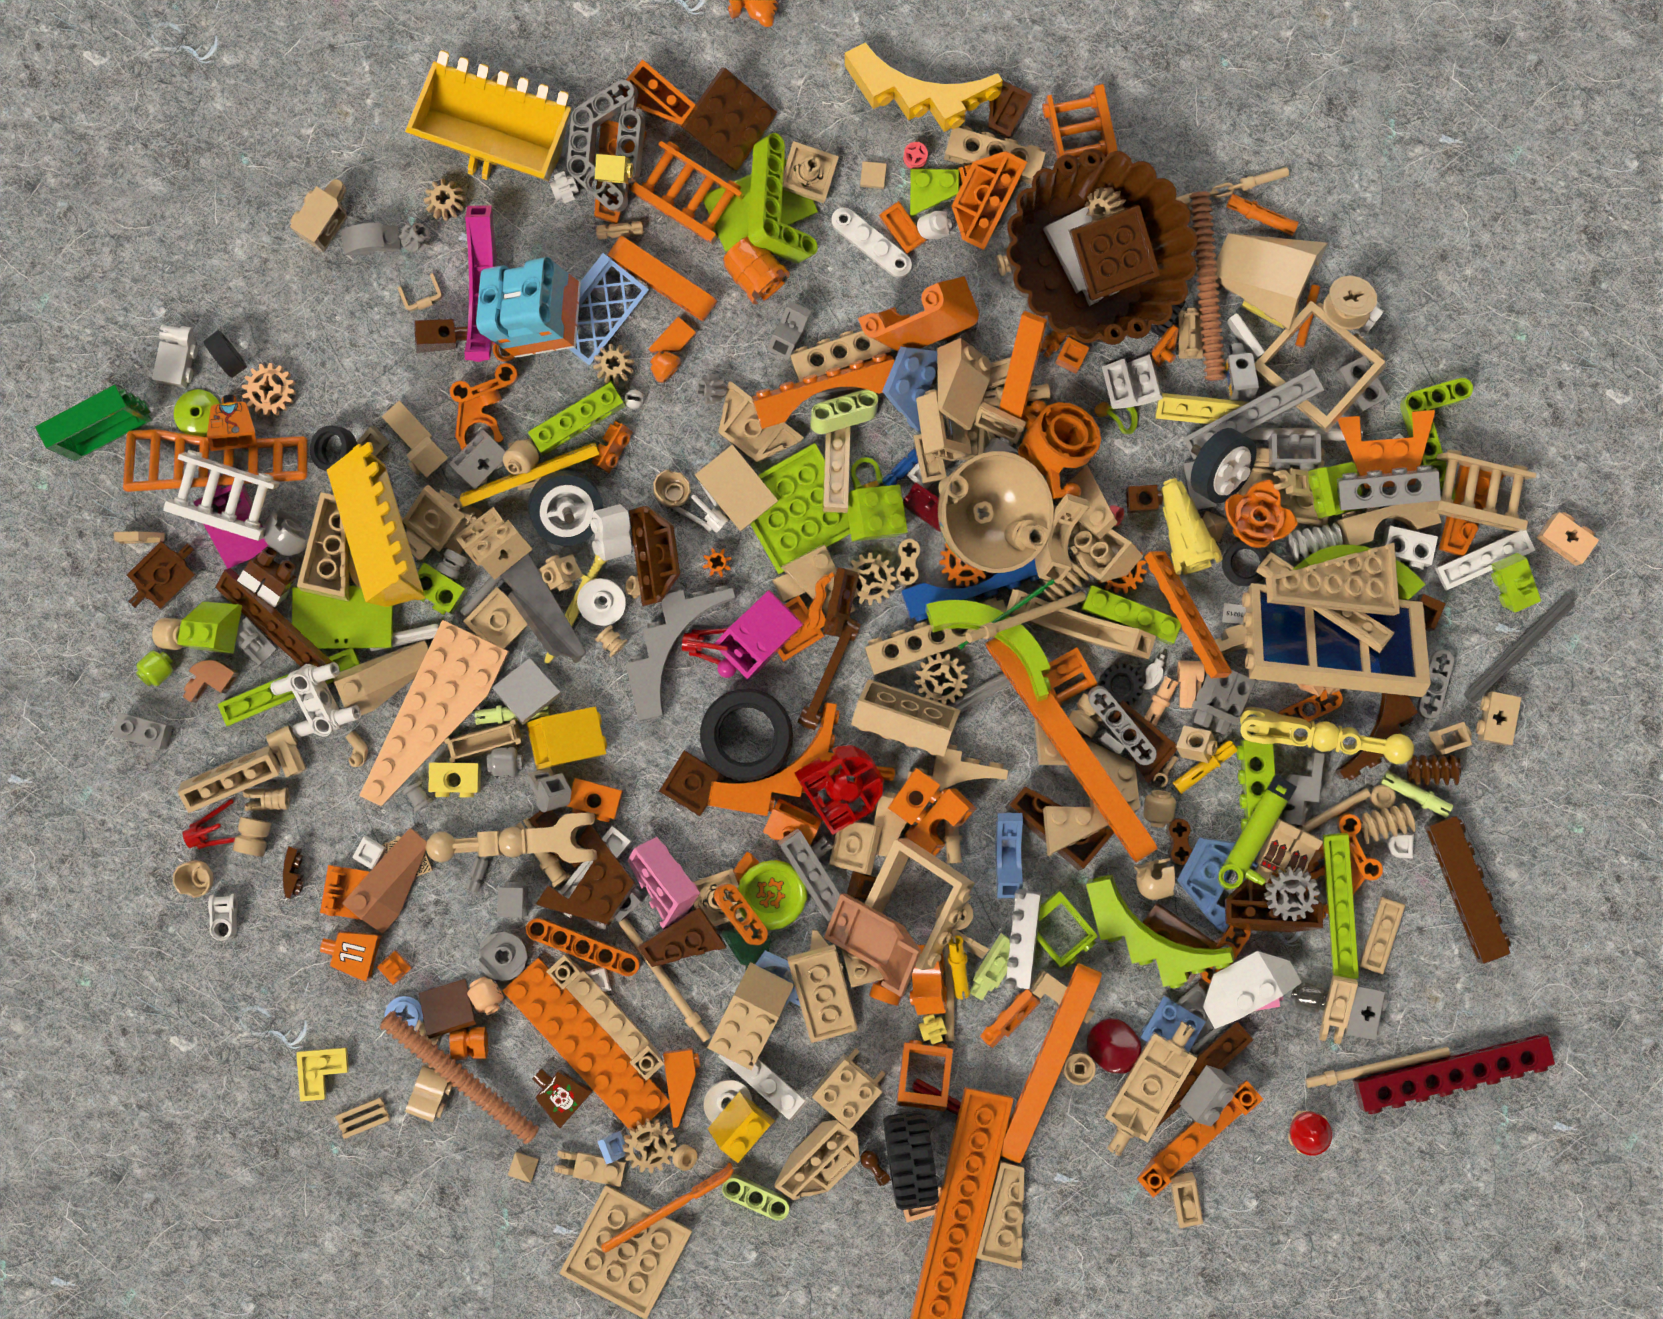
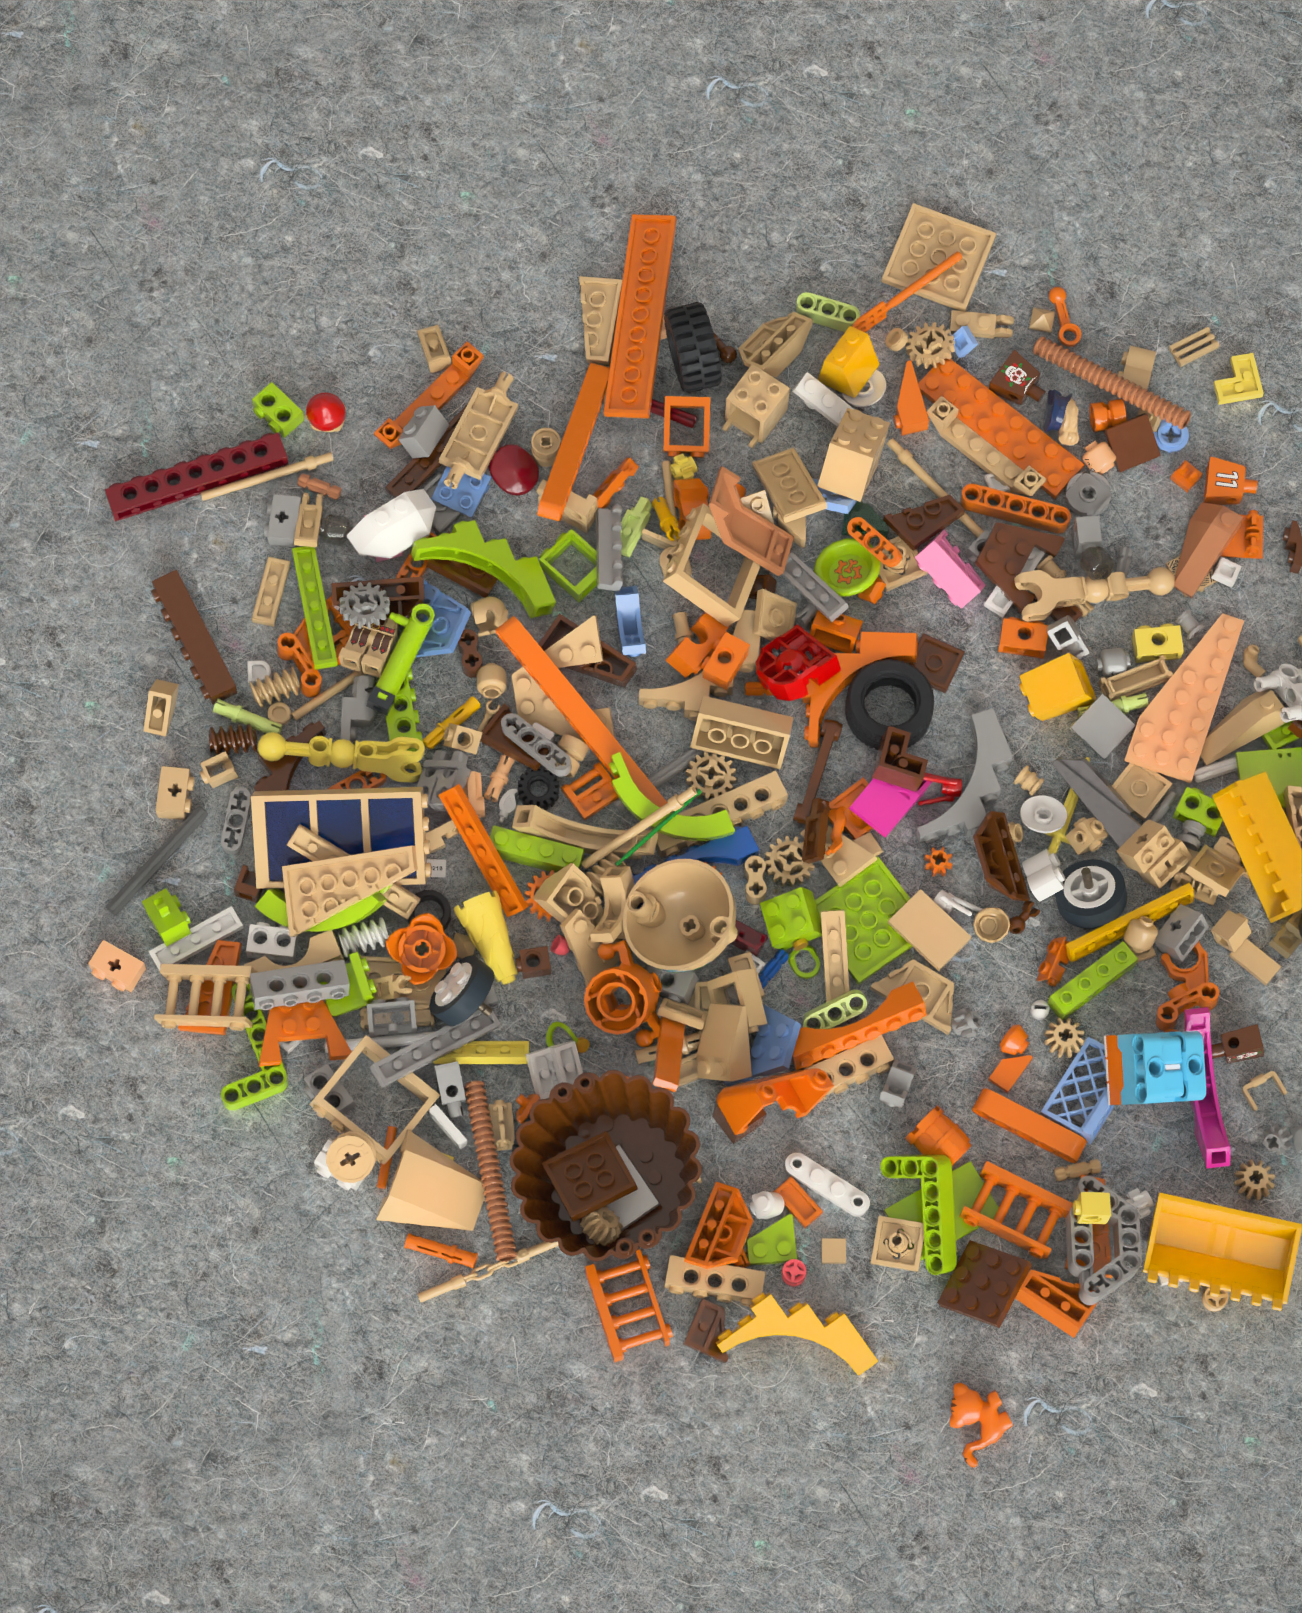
camera: 175 degrees right, 15 degrees down
(502, 1191) = (1058, 296): none -> orange piece
(507, 864) = (1096, 563): none -> clear smoke head
(518, 1045) = (1062, 416): none -> piece
(644, 490) = (1017, 923): none -> reddish brown arm
(754, 660) = (896, 765): none -> reddish brown brick
(1322, 1049) = (319, 486): none -> nougat axle
(1358, 1145) = (282, 407): none -> lime brick
(1507, 815) = (160, 707): none -> tan slope

